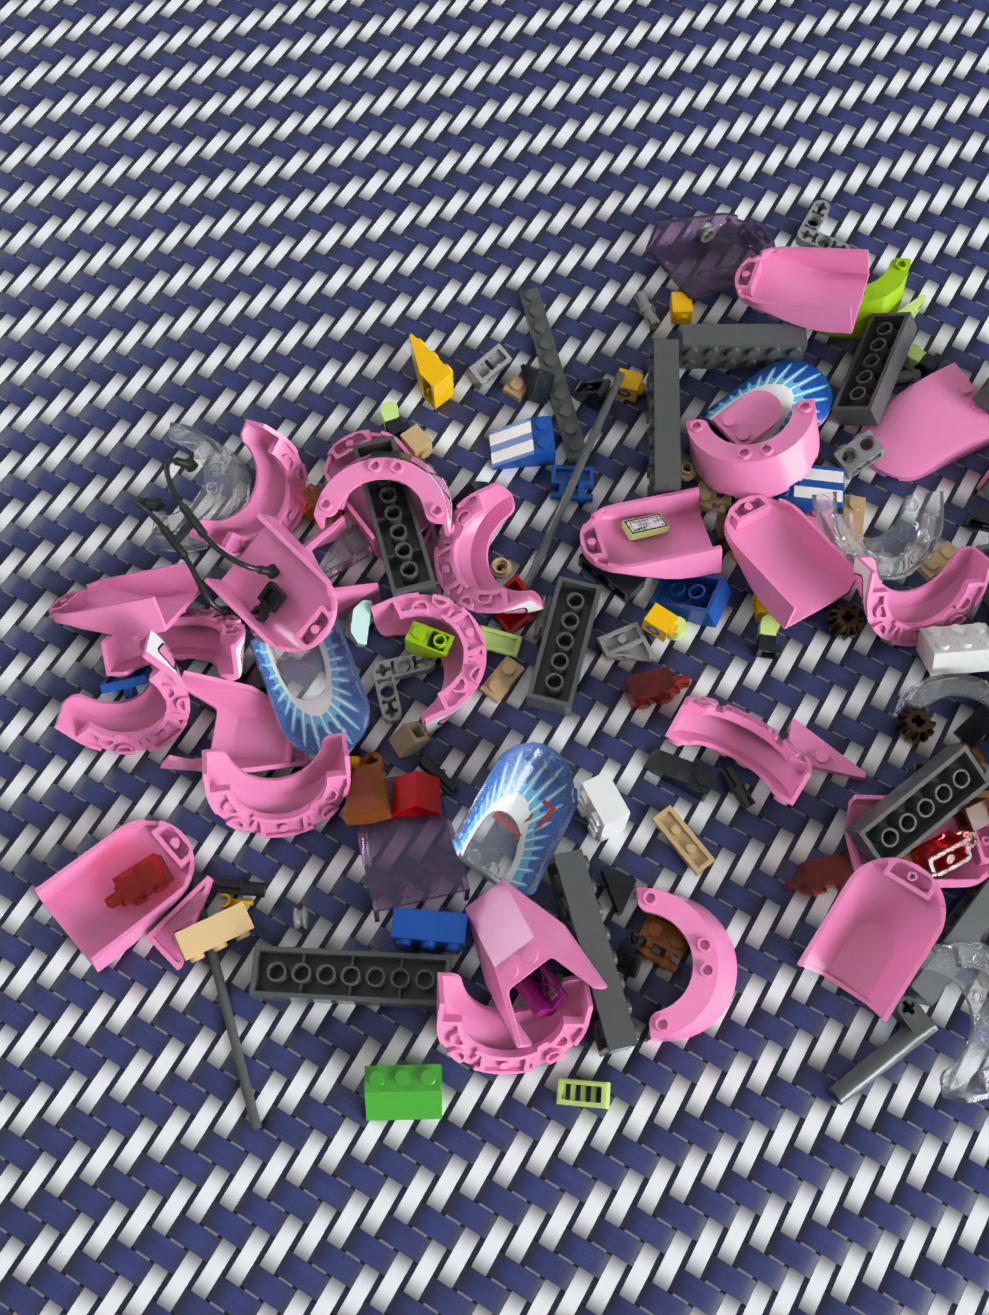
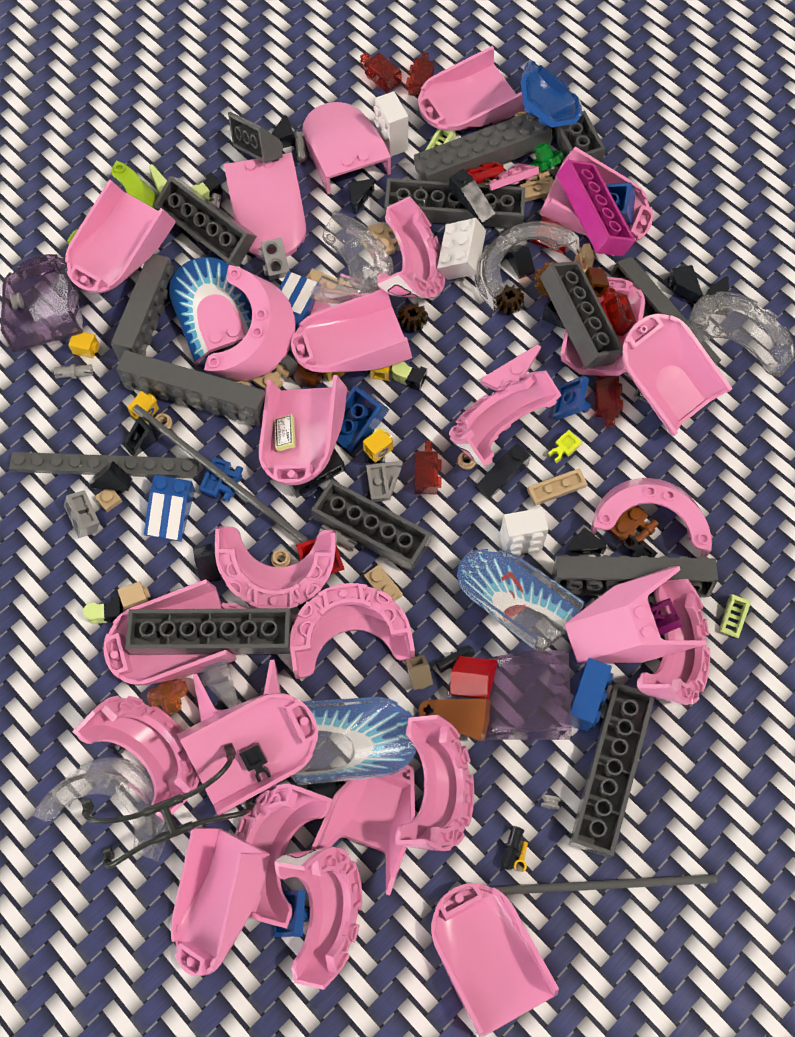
camera: 75 degrees left, 0 degrees up
(140, 881) = (488, 938): clear red hinge -> none
(182, 916) = (538, 915): bright pink wing -> none
(213, 932) = (549, 878): tan brick -> none
(358, 623) = (299, 687): light aqua slope -> none
(389, 681) = (356, 678): light grey beam -> none
(394, 466) = (164, 622): bright pink windscreen -> none
(403, 1092) = (708, 750): bright green slope -> none
(427, 641) = (337, 632): lime slope -> none
(432, 375) = (69, 565): yellow slope -> none
(501, 642) = (351, 573): yellowish green tile -> none
(619, 404) = (164, 418): none -> tan plate
(737, 787) = (525, 435): pearl dark grey axle -> none
(742, 839) = (566, 444): none -> neon yellow plate
(803, 828) = (572, 398): none -> blue tile
(812, 232) = (51, 224): light grey beam -> none
(915, 1030) = (747, 403): dark grey axle -> none

